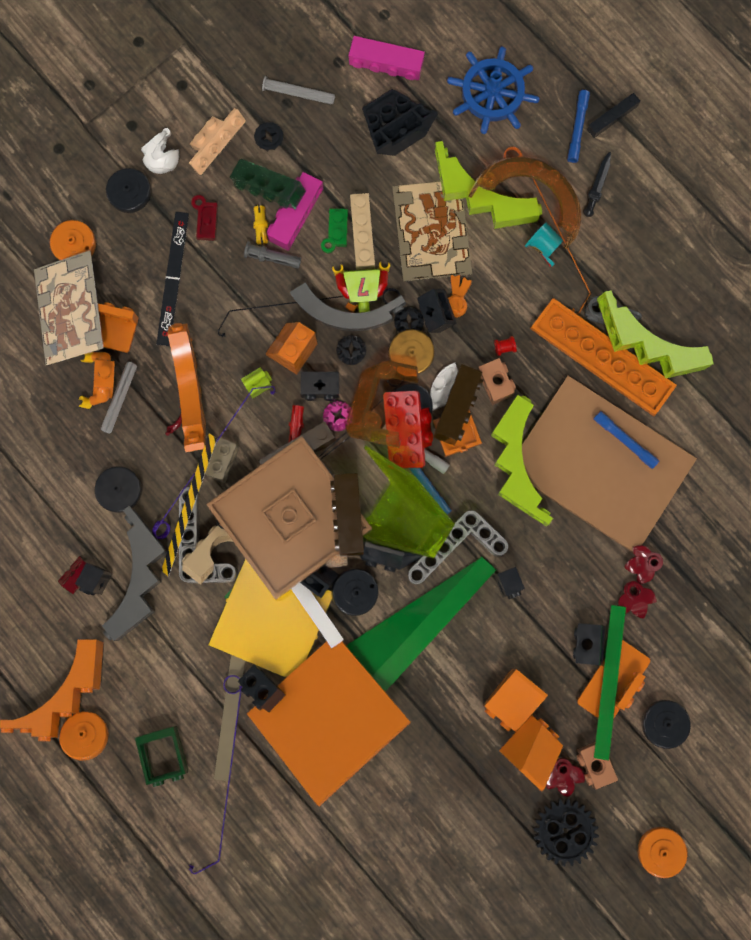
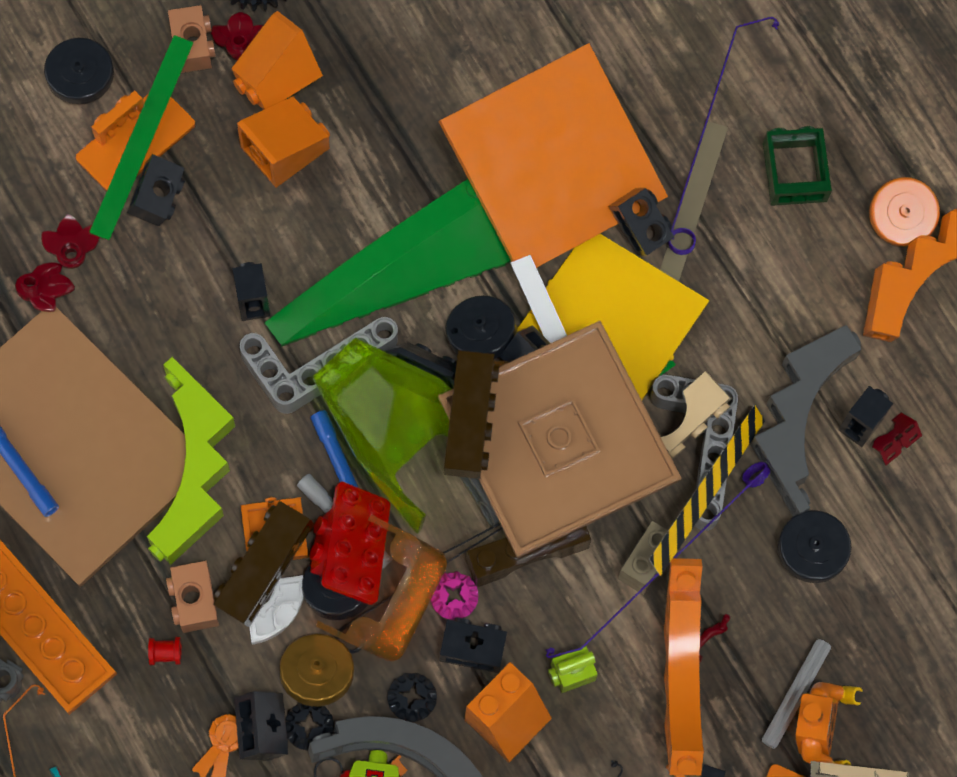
camera: 175 degrees left, 10 degrees down
(296, 422) = (522, 593): red pin -> none

